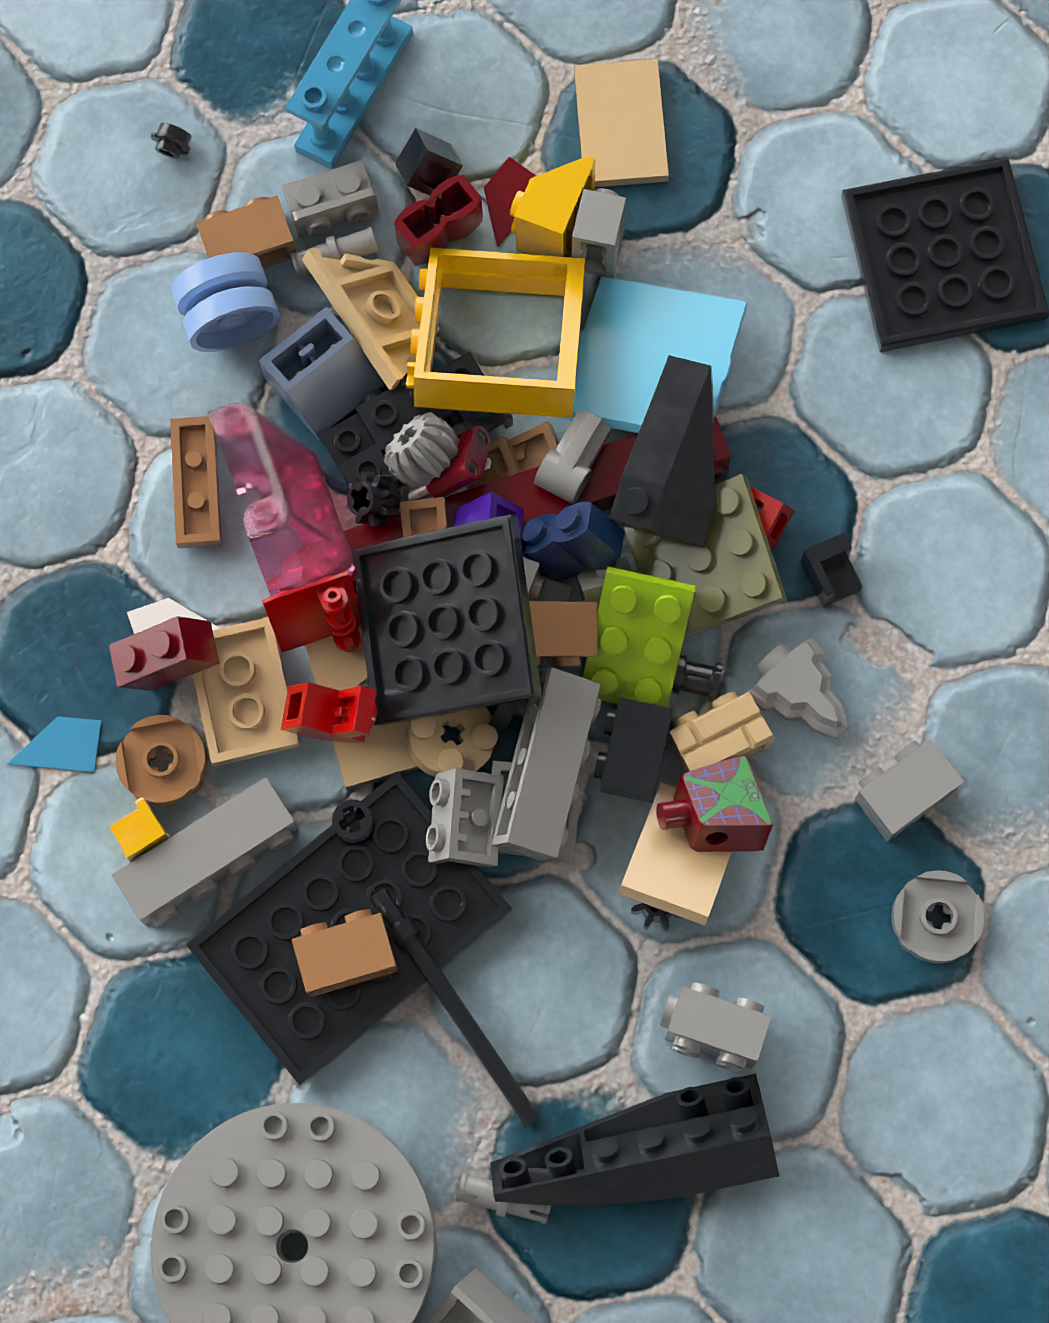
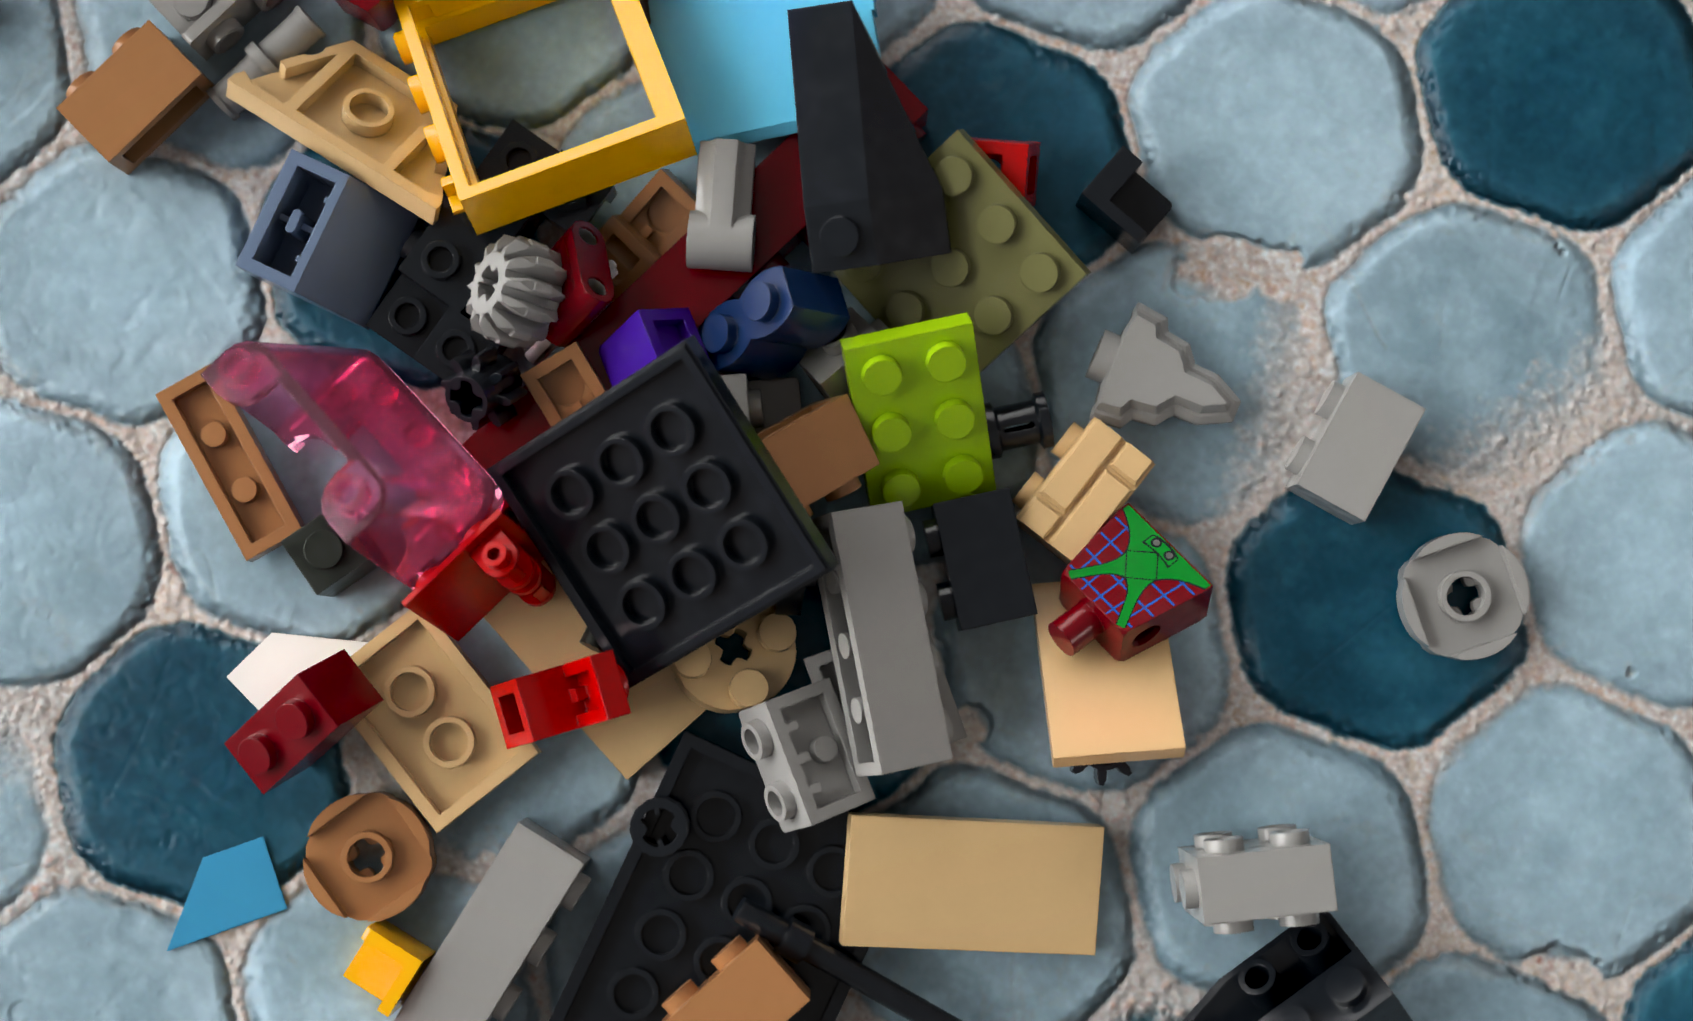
camera: 30 degrees left, 10 degrees up
(225, 302) = (149, 202): light blue wheel -> none
(231, 562) = (325, 558): none -> pearl dark grey brick
(533, 951) = (971, 884): none -> tan tile

